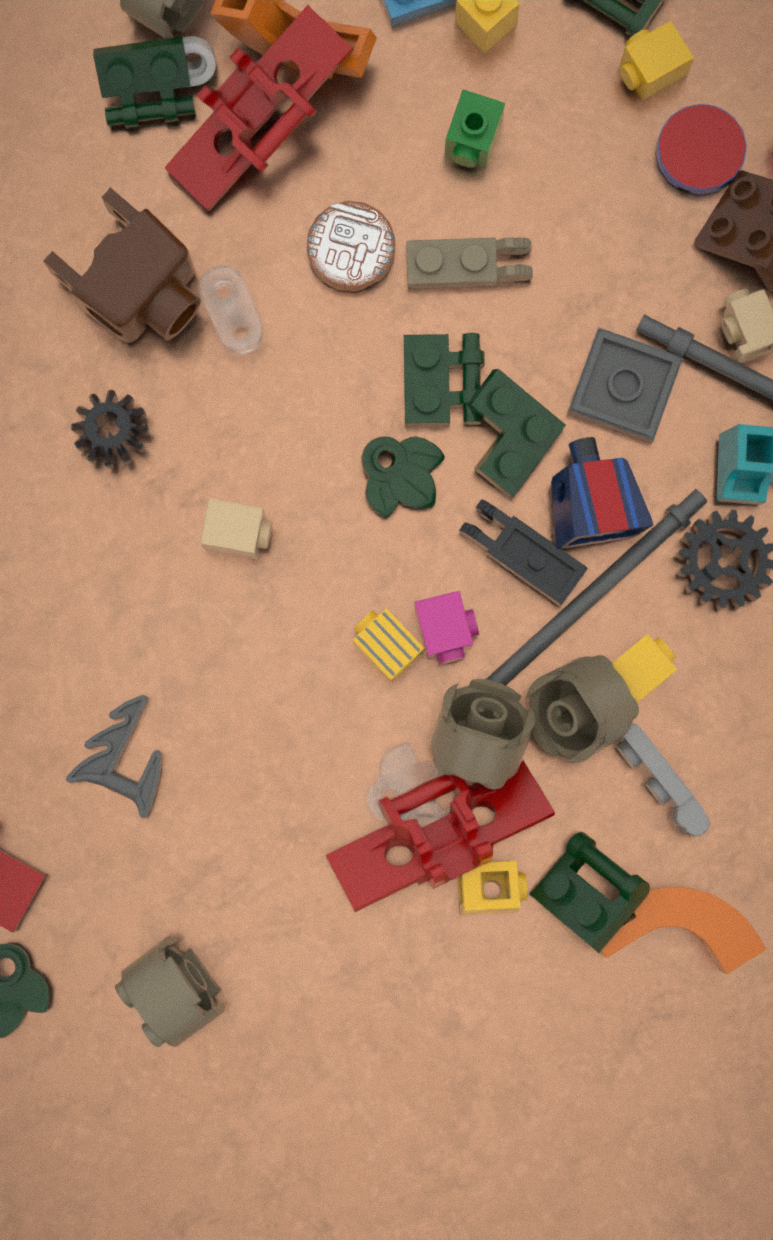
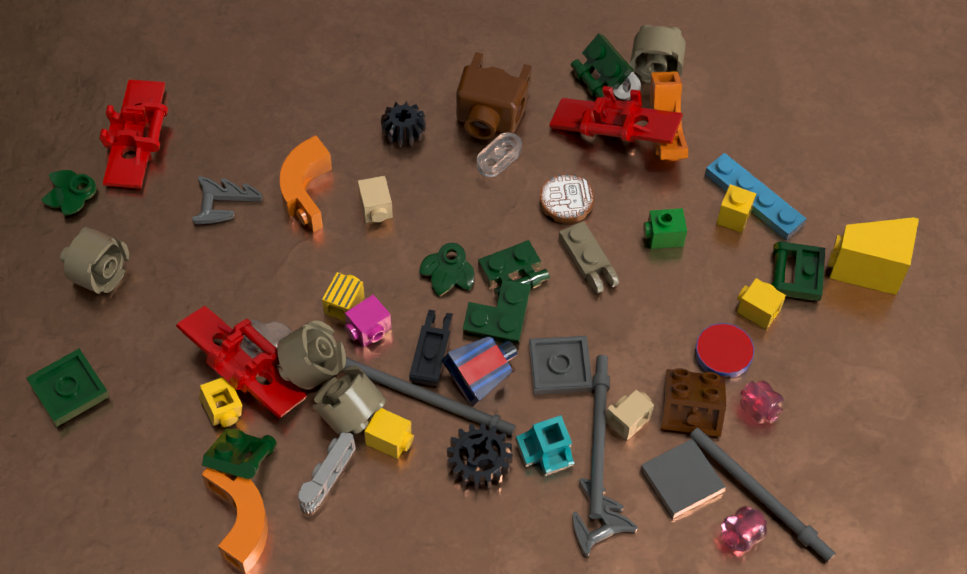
camera: 60 degrees right, 25 degrees down
(120, 612) = (299, 169): none -> orange arch
(365, 1100) = (67, 387): none -> dark green plate

